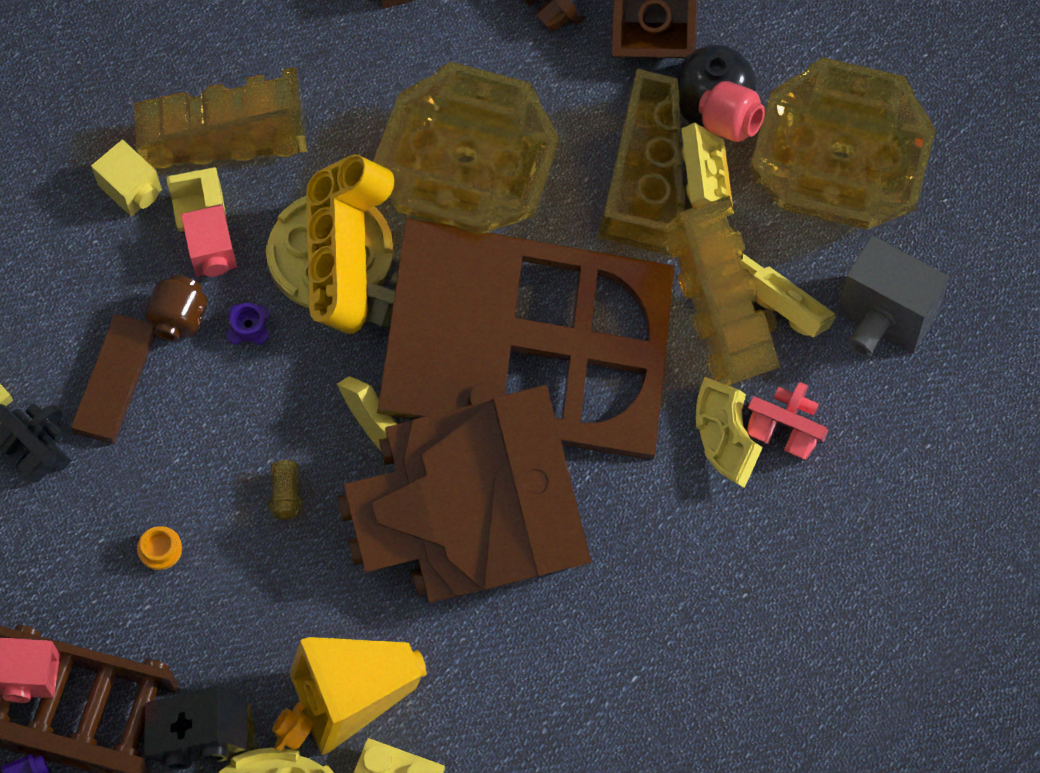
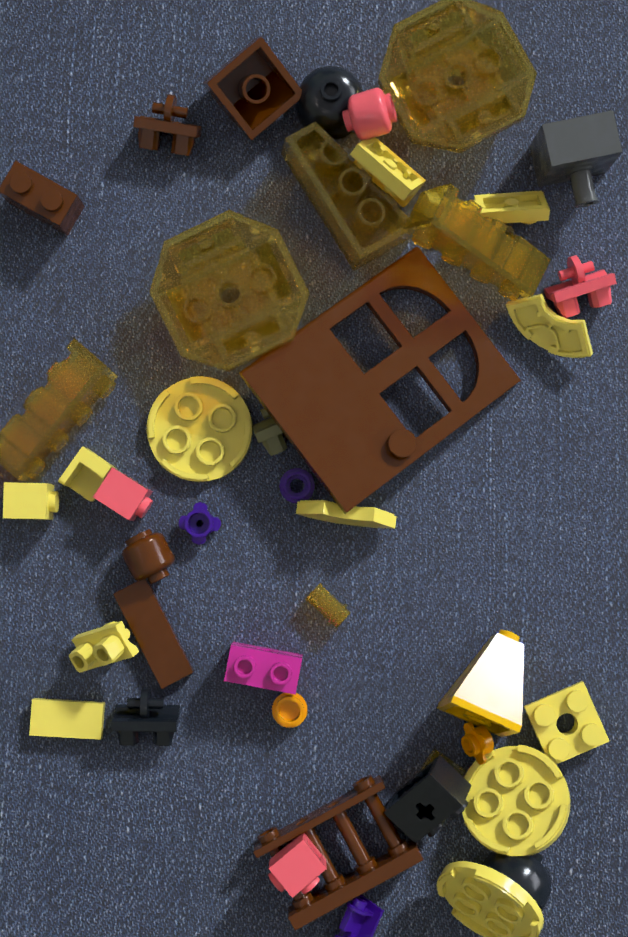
camera: 50 degrees left, 20 degrees up
(59, 342) = (102, 647): none -> light yellow hips
(174, 486) = (263, 667): none -> dark pink brick
(337, 239) = (209, 426): yellow beam -> none
(364, 356) = (293, 474): none -> dark purple plate
(471, 498) = (458, 515): reddish brown panel -> none

